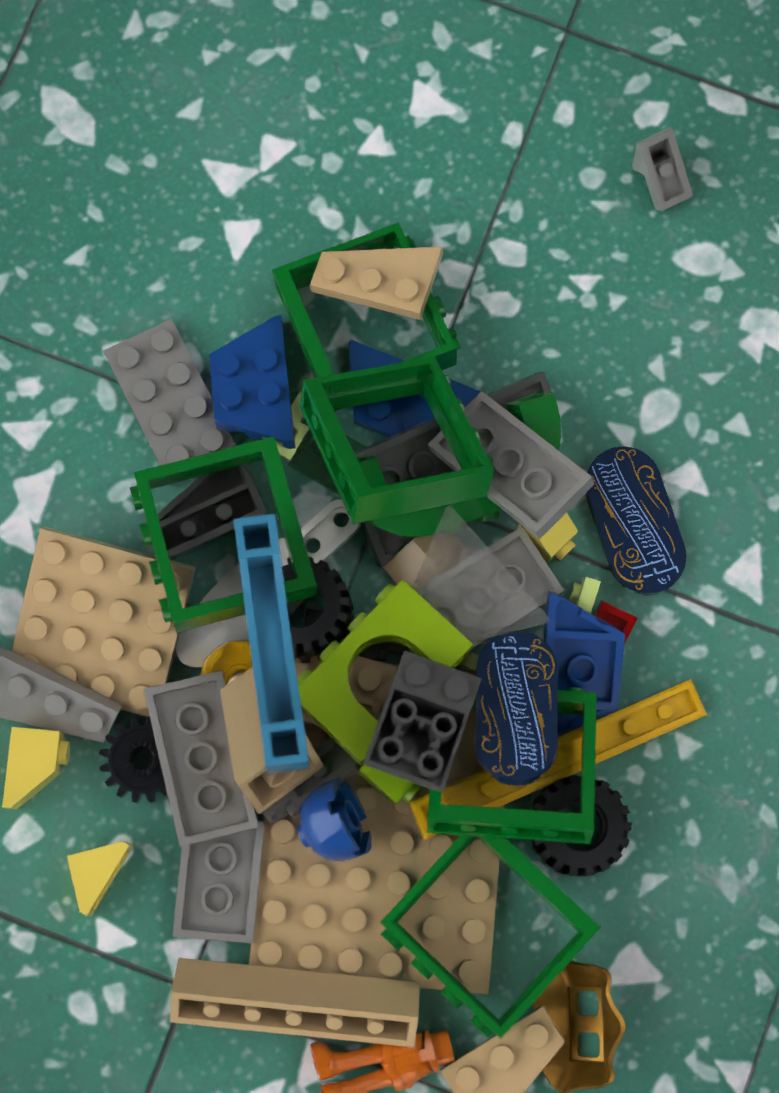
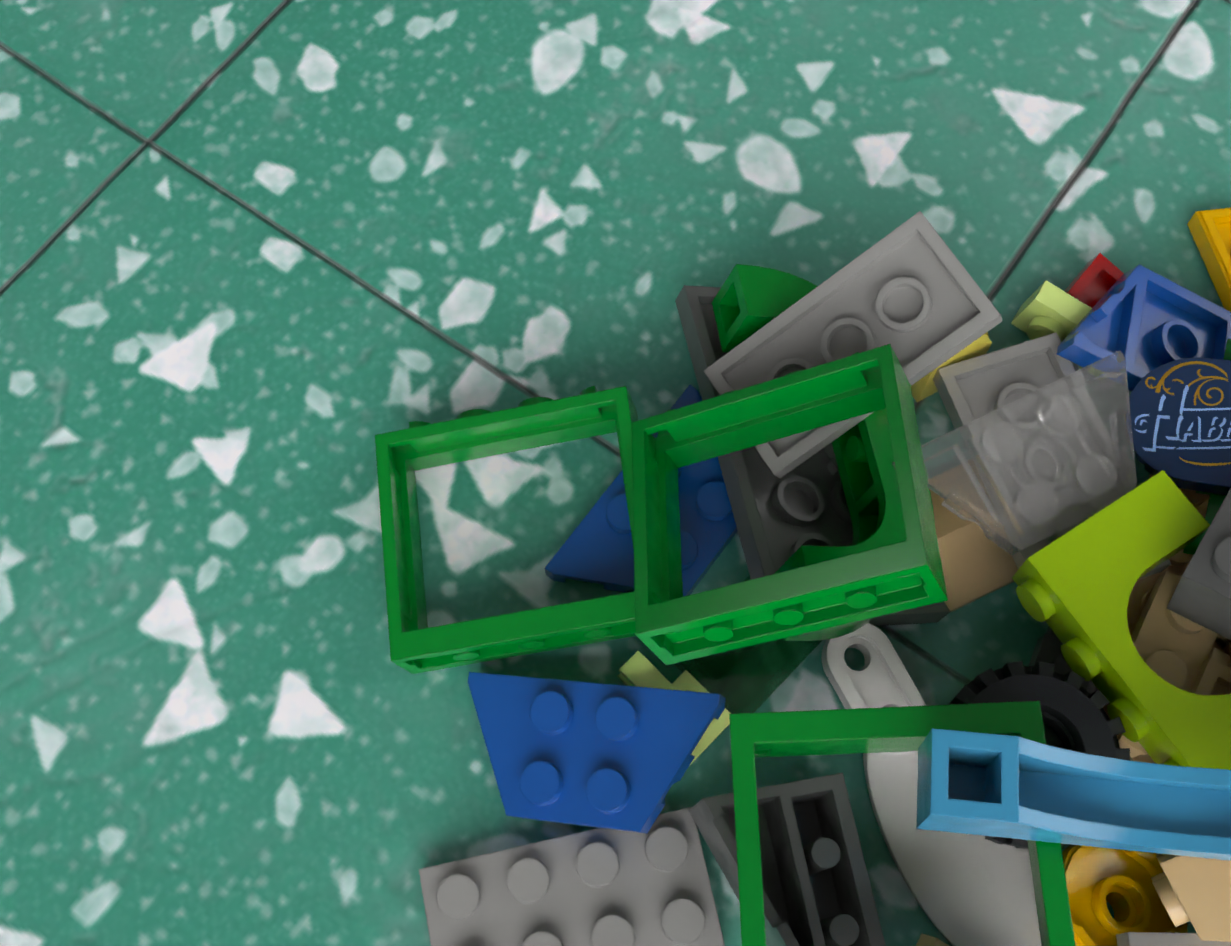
camera: 65 degrees left, 10 degrees down
(379, 278) = (466, 481): tan wing -> none
(635, 521) = (987, 219): dark blue tile -> none
(663, 169) = (412, 55): light grey slope -> none

